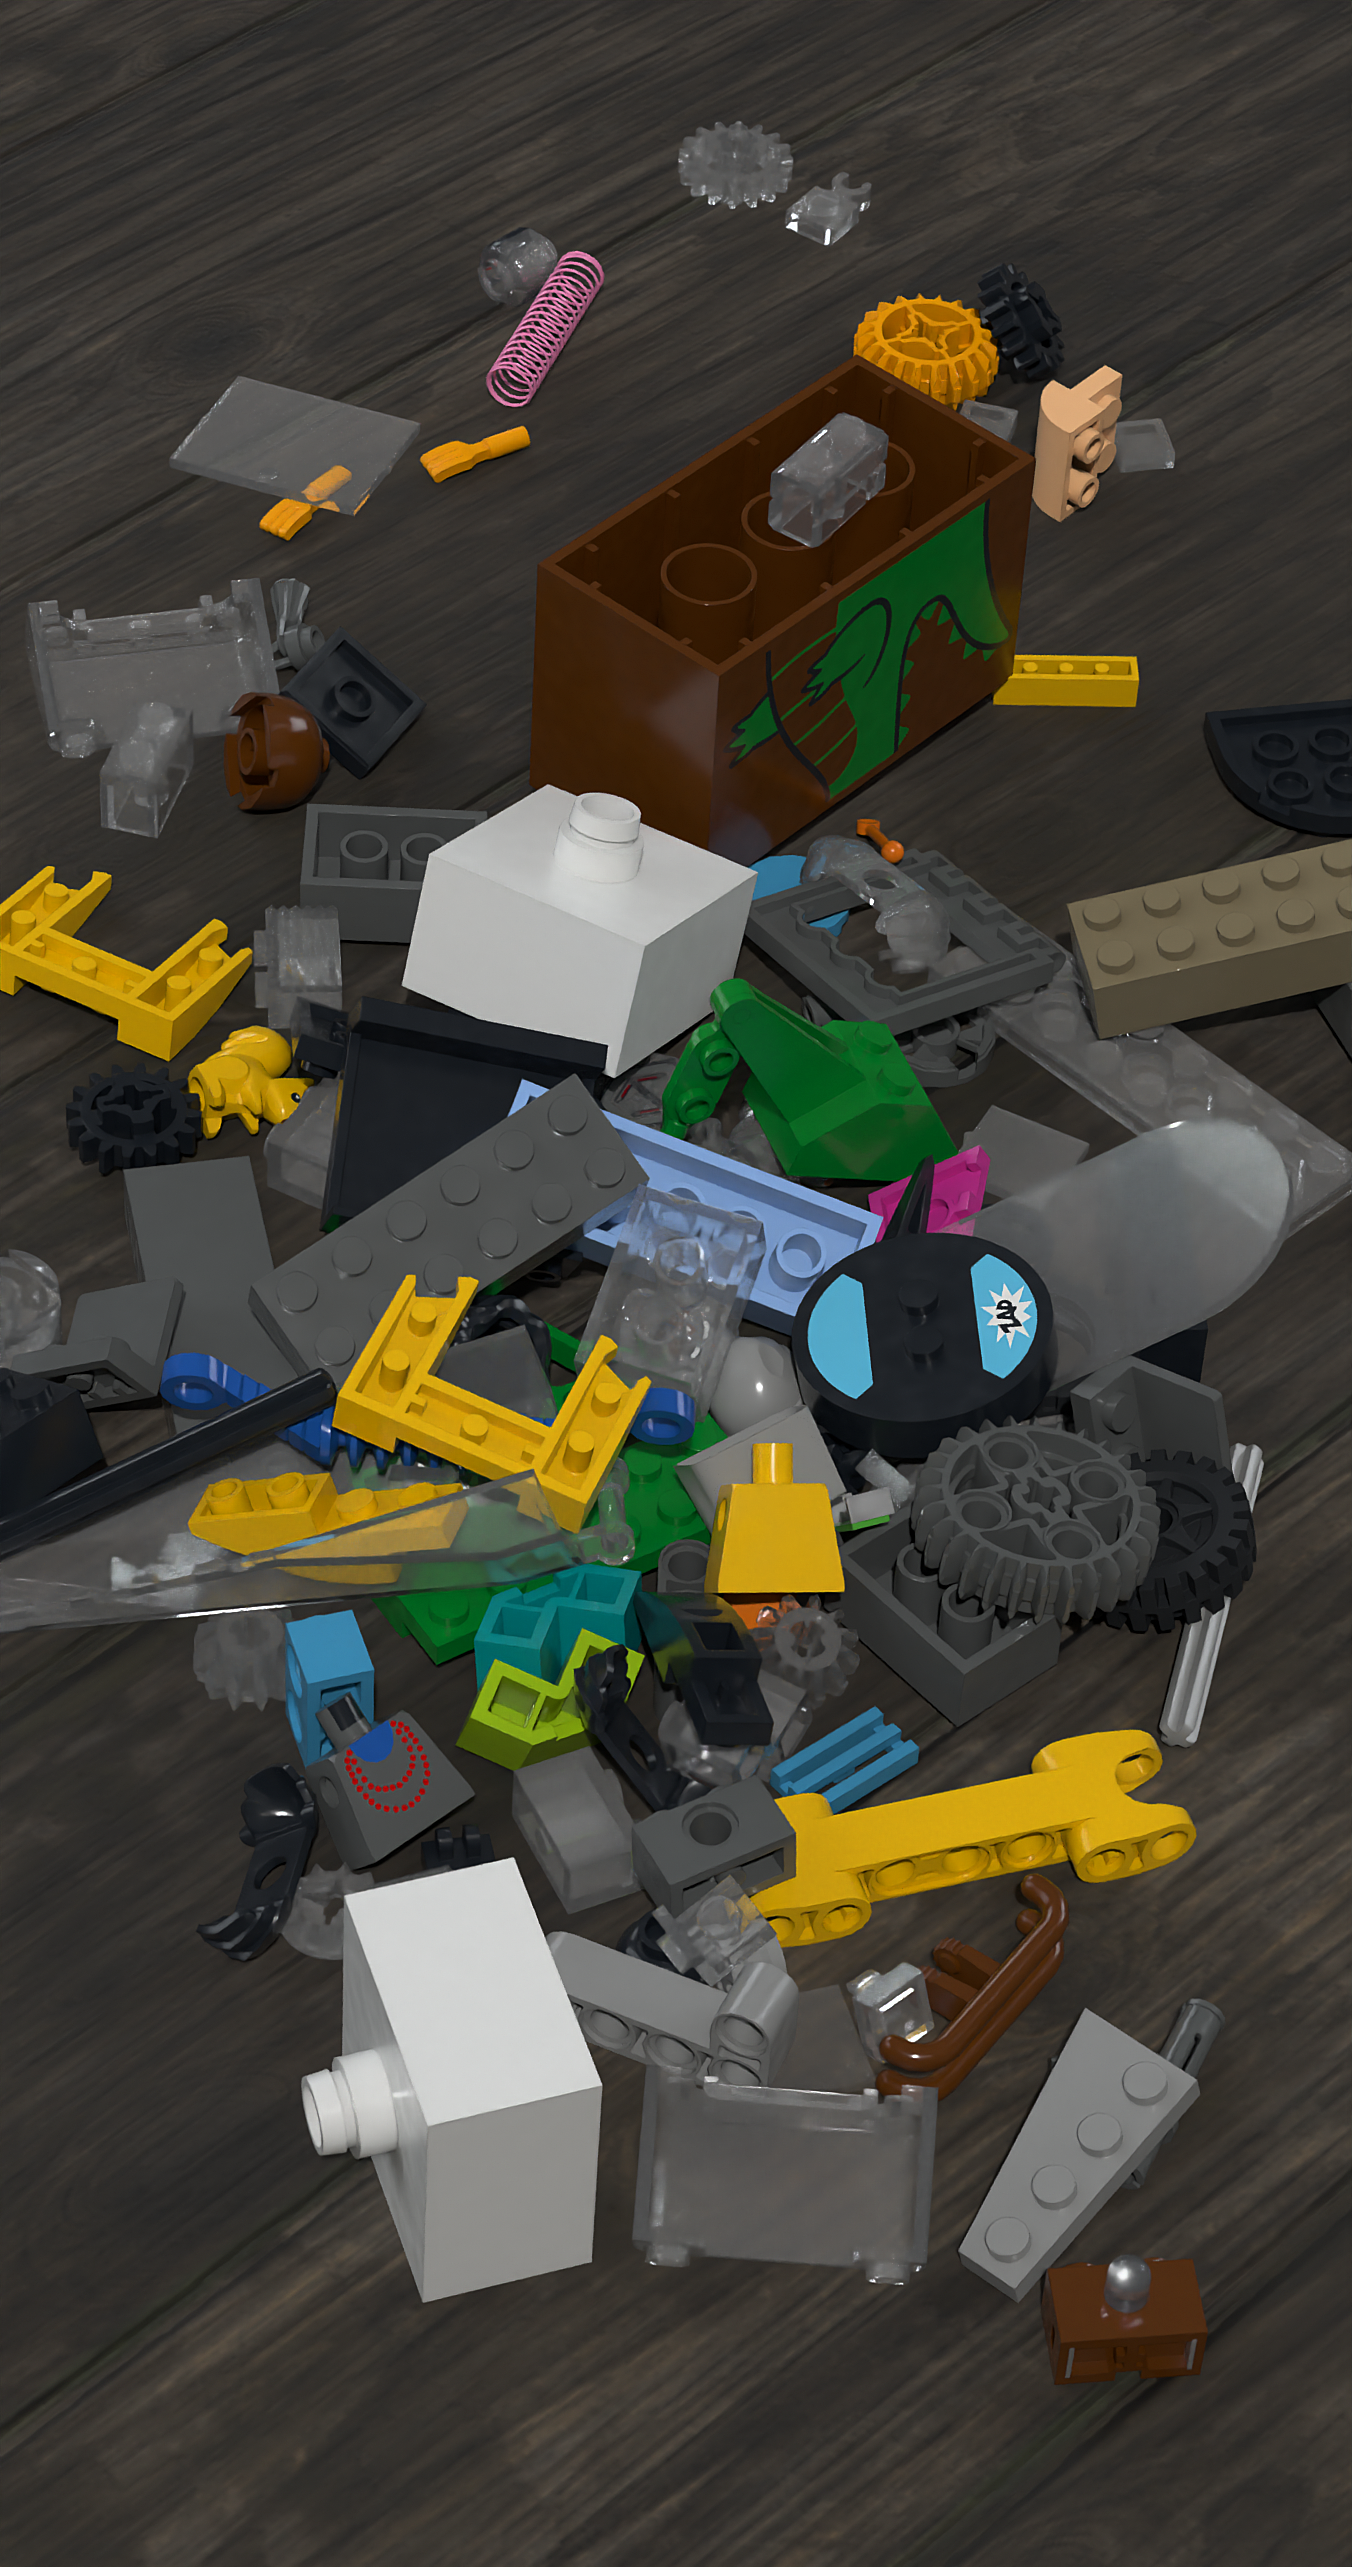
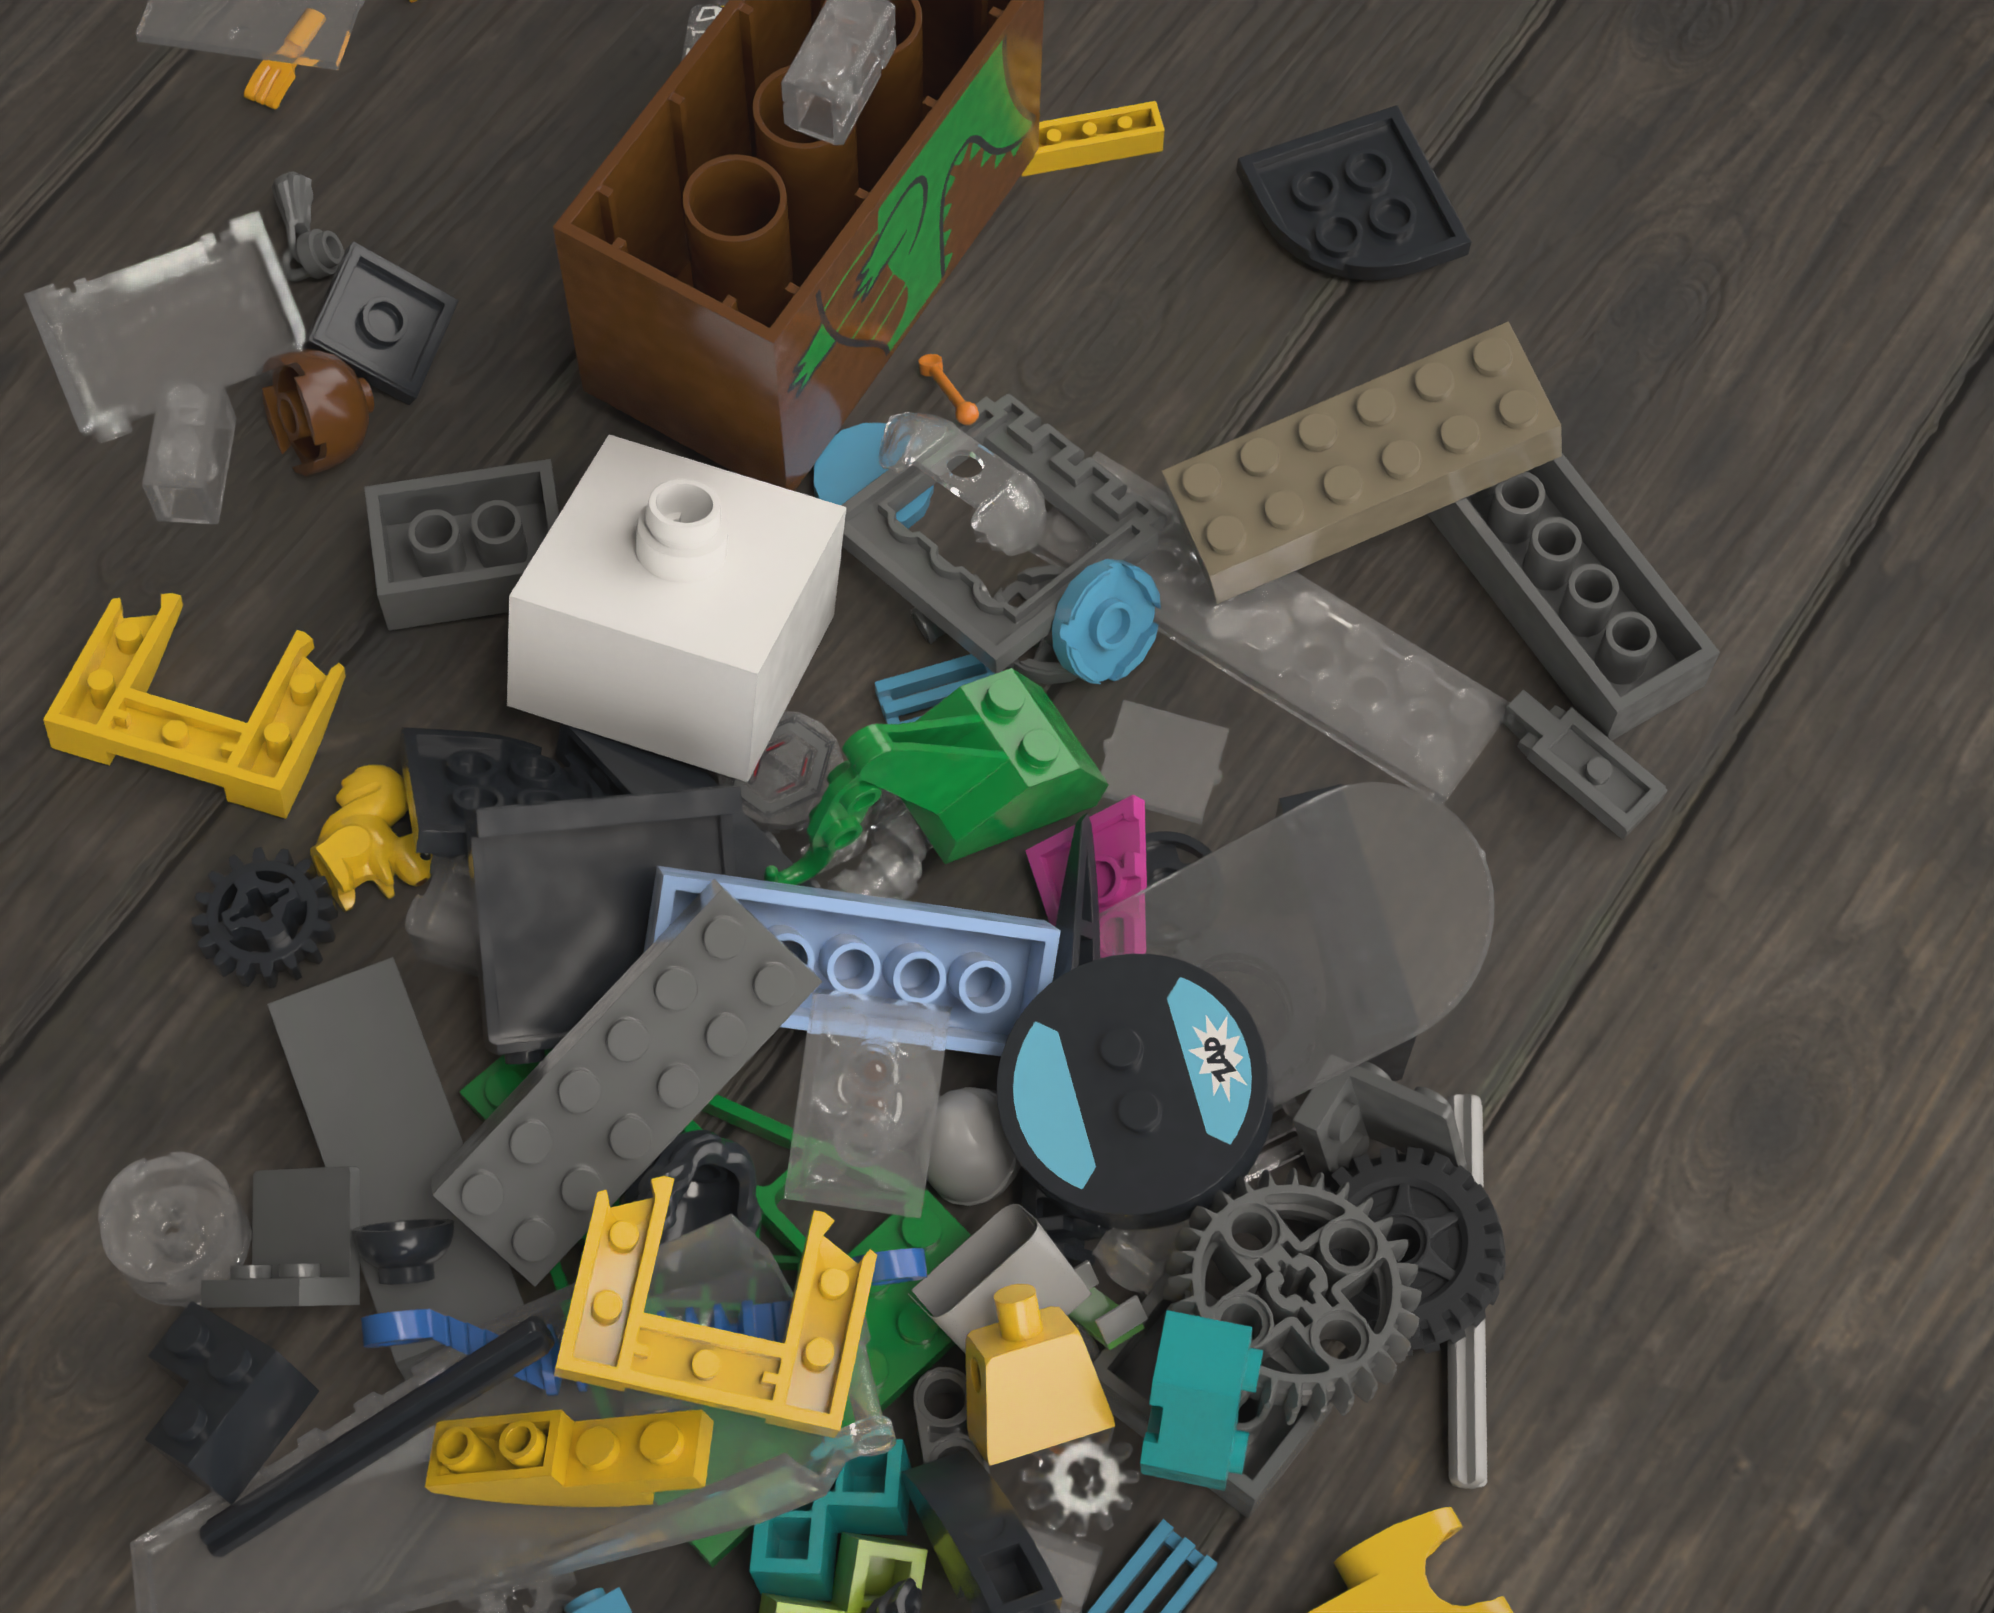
camera: 10 degrees left, 20 degrees up
(214, 1335) = (404, 1248): none -> black piece
(299, 959) = (396, 674): clear brick -> none
(930, 1530) = (1197, 1400): none -> teal brick
(987, 1027) = (1106, 621): none -> dark azure tile

